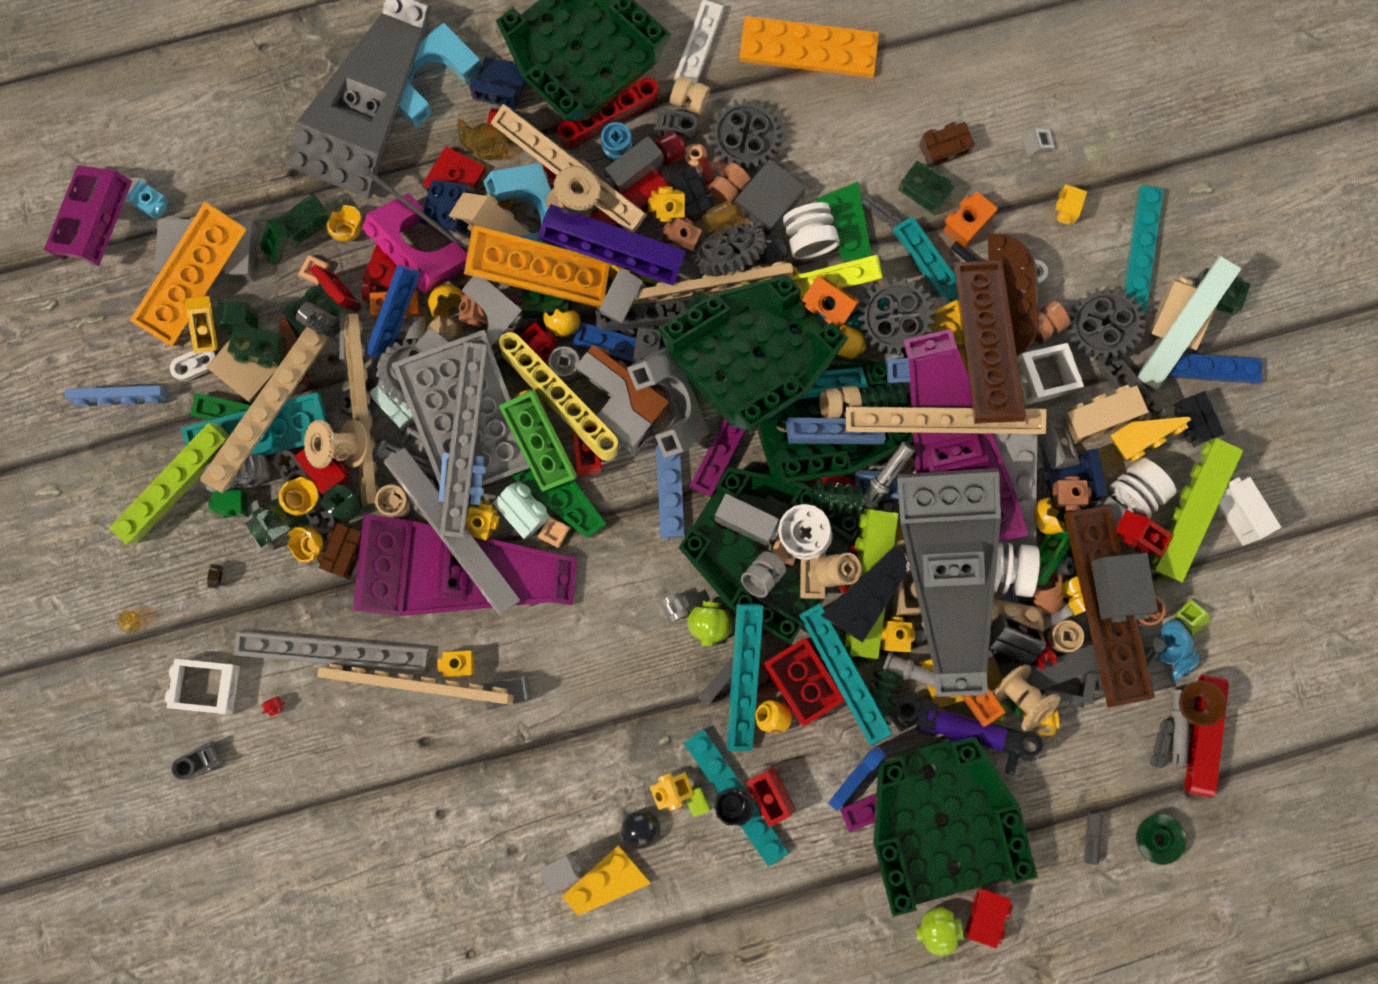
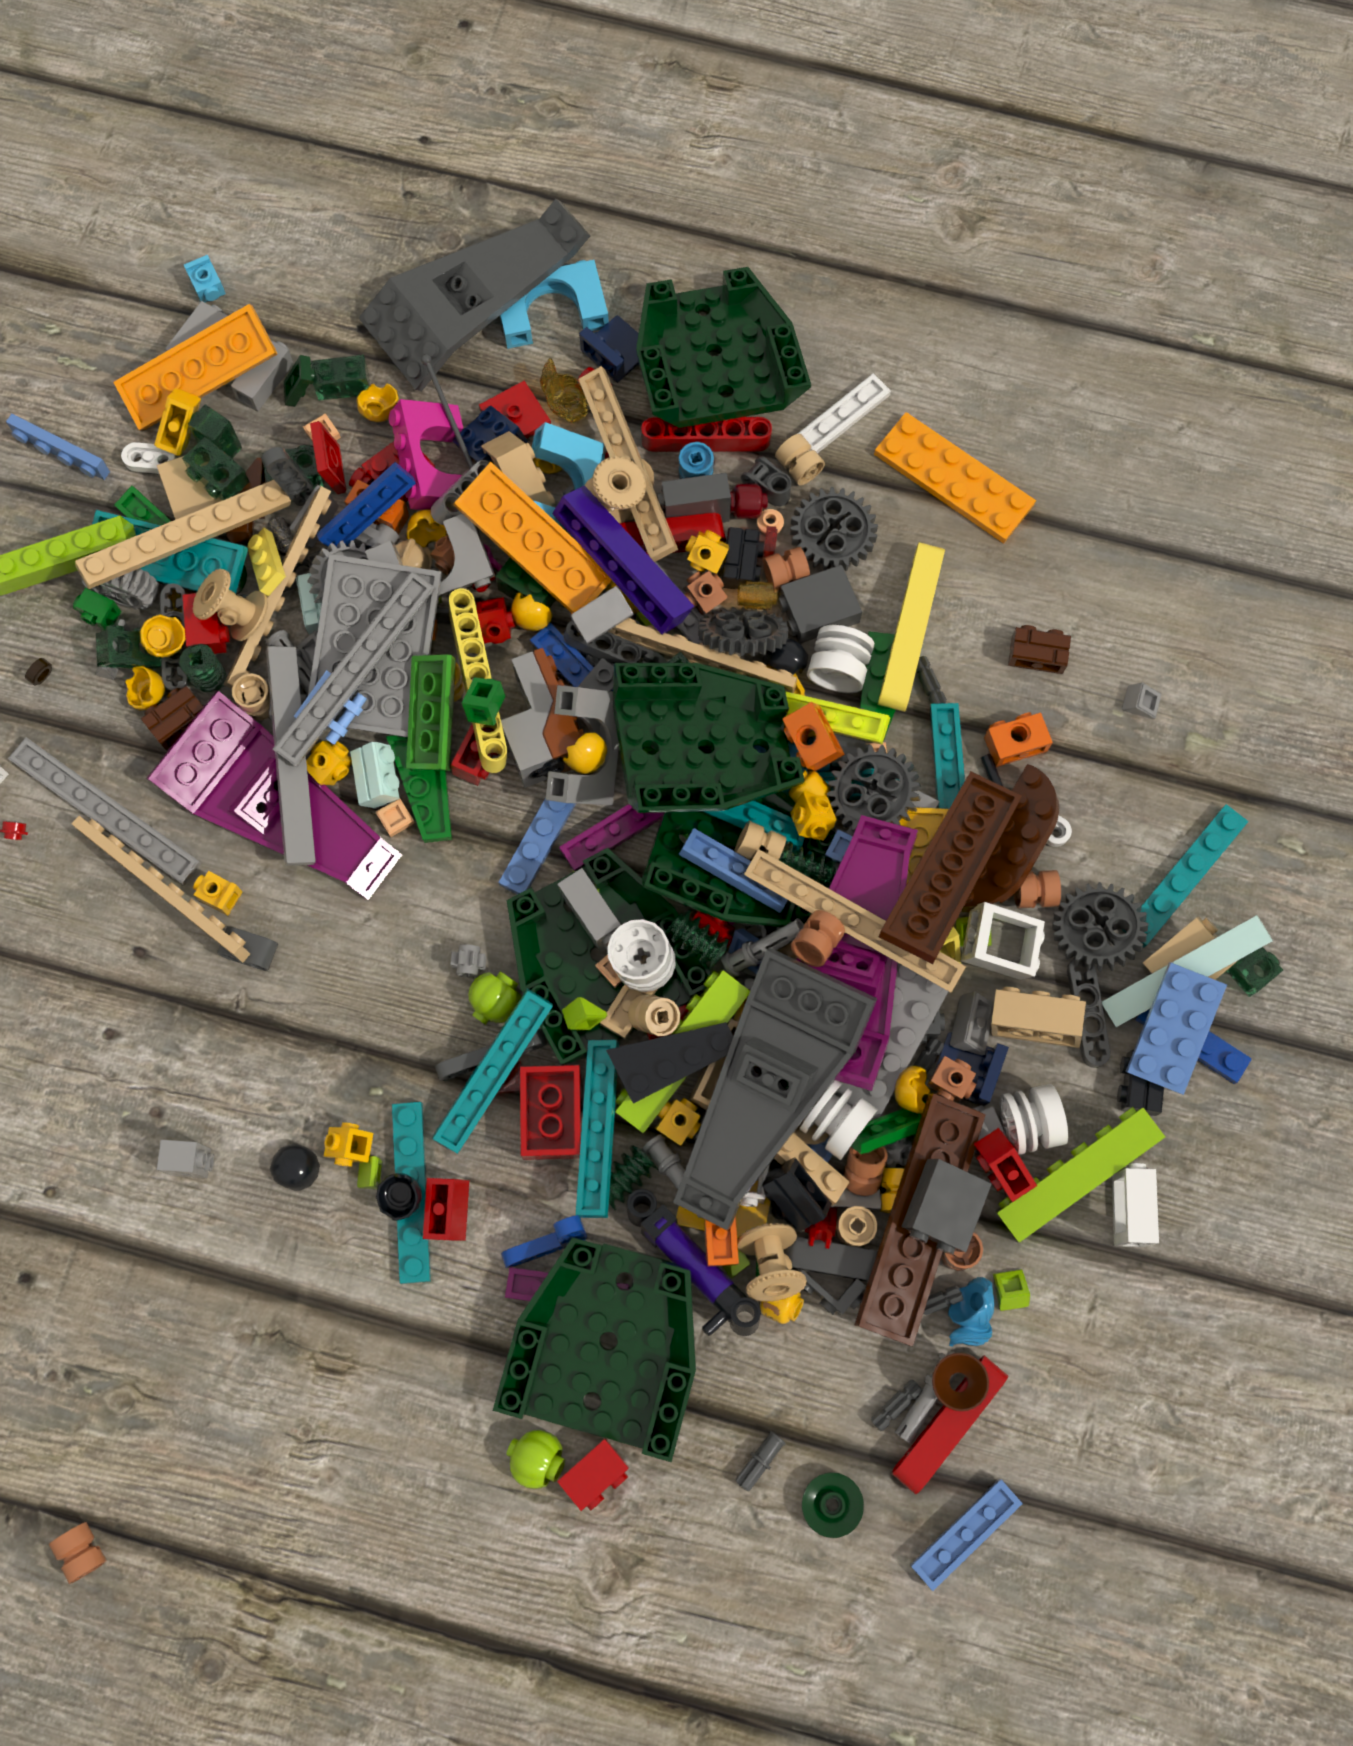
camera: 30 degrees right, 5 degrees down
(96, 216) = (139, 262): magenta window -> none
(336, 367) = (281, 534): none -> clear pin
(339, 394) = (266, 561): none -> light yellow plate
(455, 262) = (439, 508): none -> light grey beam
(563, 363) = (501, 651): light grey wheel -> none
(578, 410) = (483, 701): none -> green brick
(605, 882) = (226, 1199): yellow wing -> none
(675, 406) = (587, 753): none -> yellow hair
(763, 574) = (575, 976): light grey wheel -> none
(773, 717) = (498, 1130): yellow head -> none
(785, 599) = (583, 1014): none -> lime slope
(847, 178) = (911, 627): none -> light yellow beam
(865, 359) = (813, 816): none -> yellow brick
(922, 192) = (984, 683): clear green brick -> none
(928, 448) = (818, 938): none -> nougat wheel
(1069, 204) = (1135, 781): yellow brick -> none
(1139, 435) = (1060, 1061): yellow slope -> none
(1205, 368) = (1176, 1028): none -> medium blue plate
(1260, 804) = (966, 1534): none -> medium blue plate

